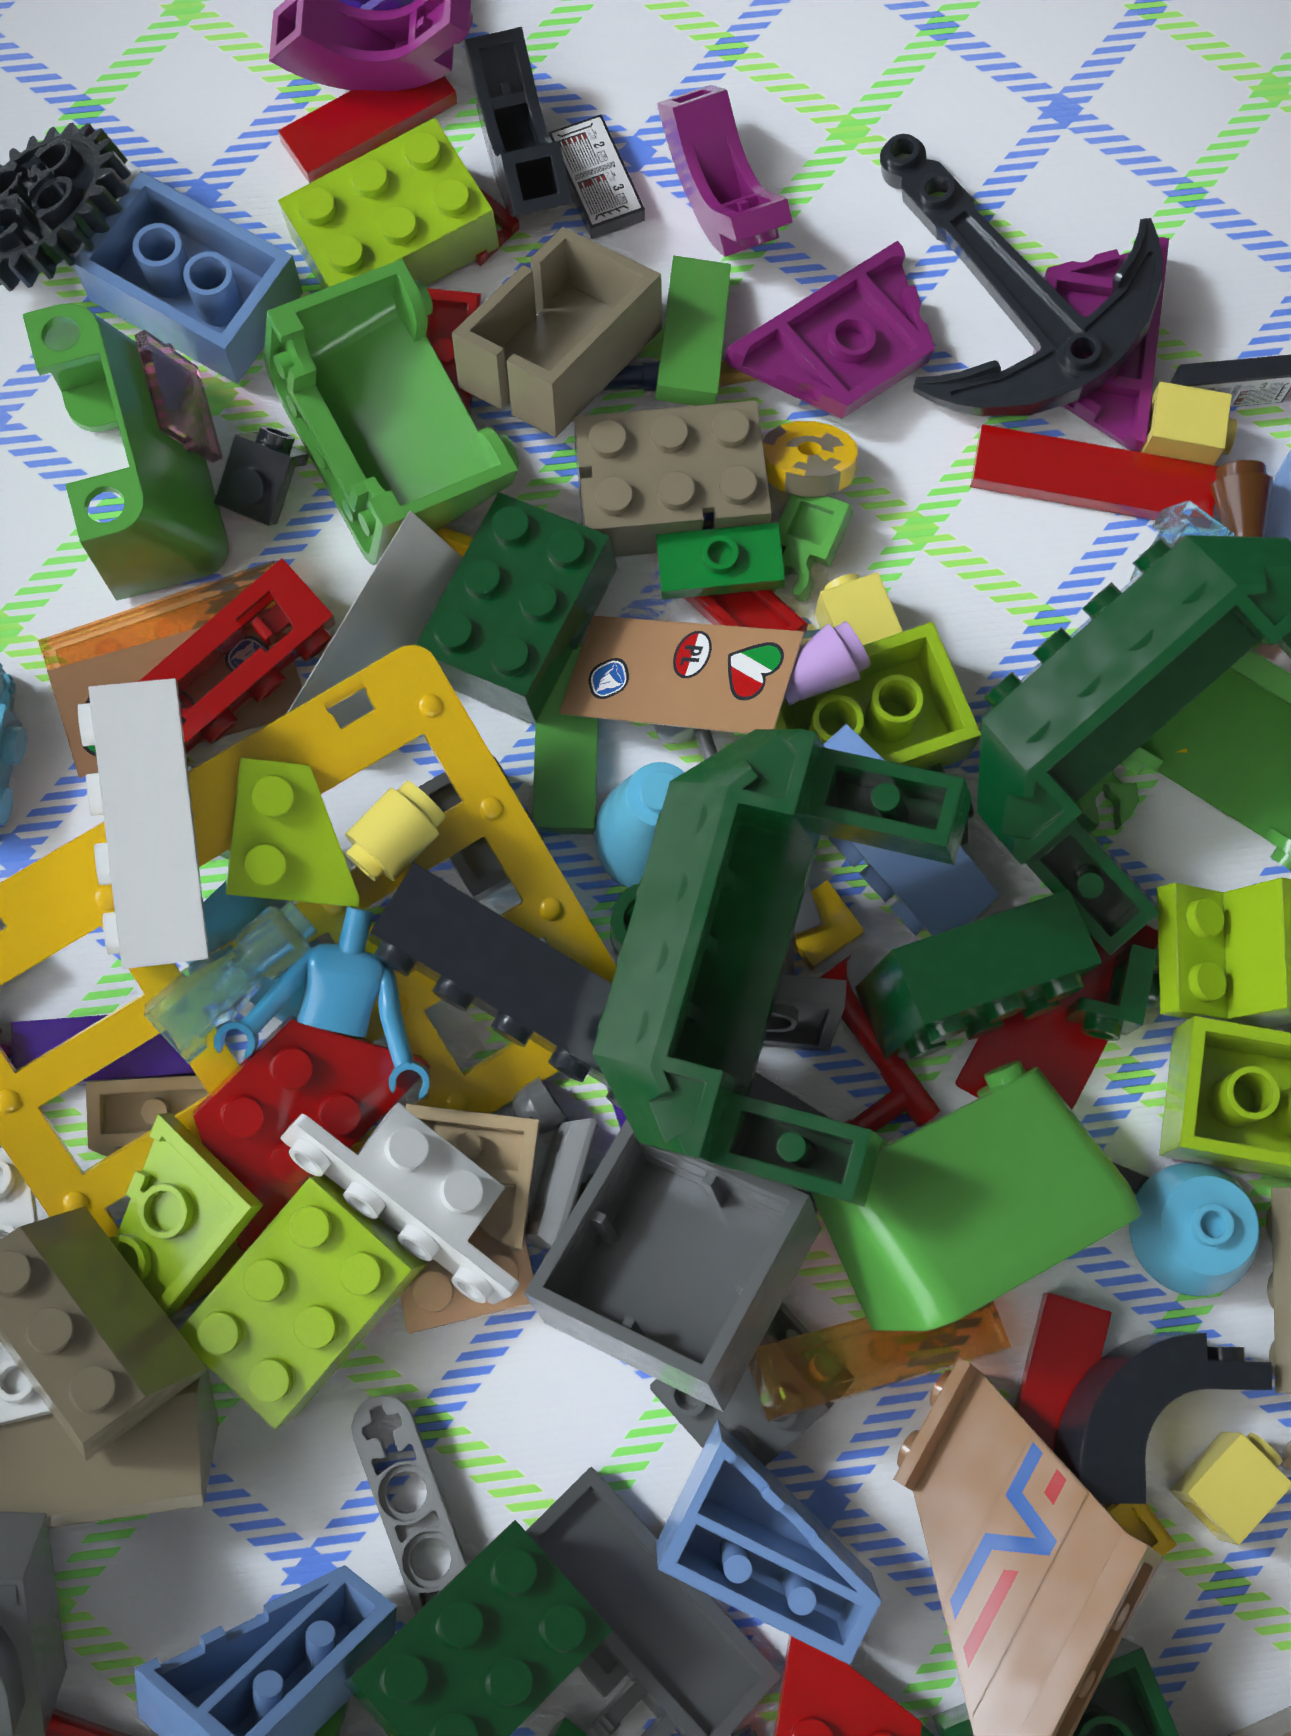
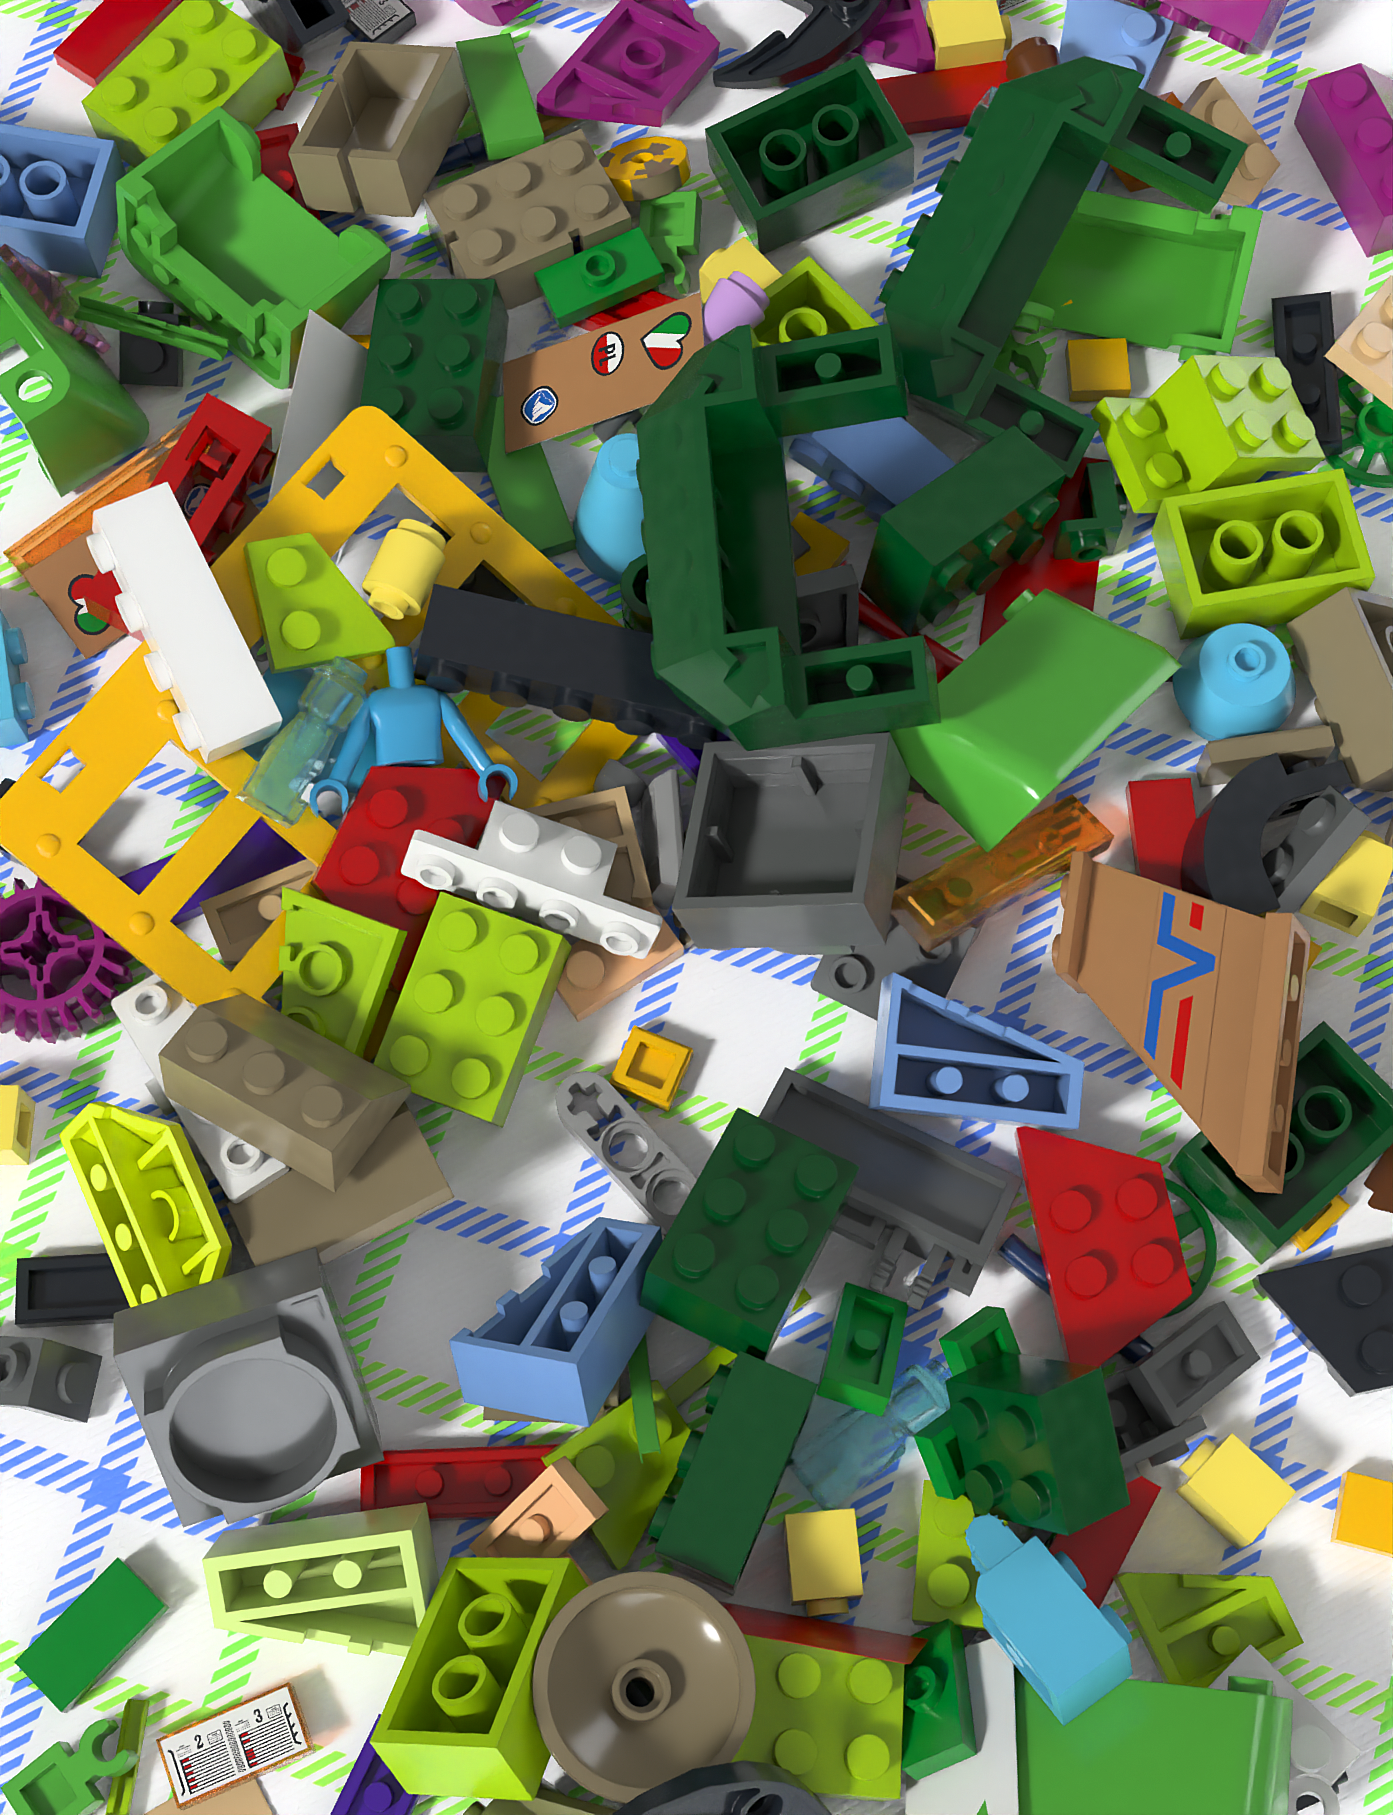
camera: 15 degrees left, 5 degrees down
(259, 464) = (180, 337): none -> bright green piece
(461, 1413) = (651, 1068): none -> yellow tile
(979, 506) = (810, 155): none -> dark green brick
(1185, 833) = (1097, 369): none -> yellow tile
(1196, 1316) = (1227, 757): none -> dark tan tile
(1205, 1447) = (1313, 847): none -> dark grey plate

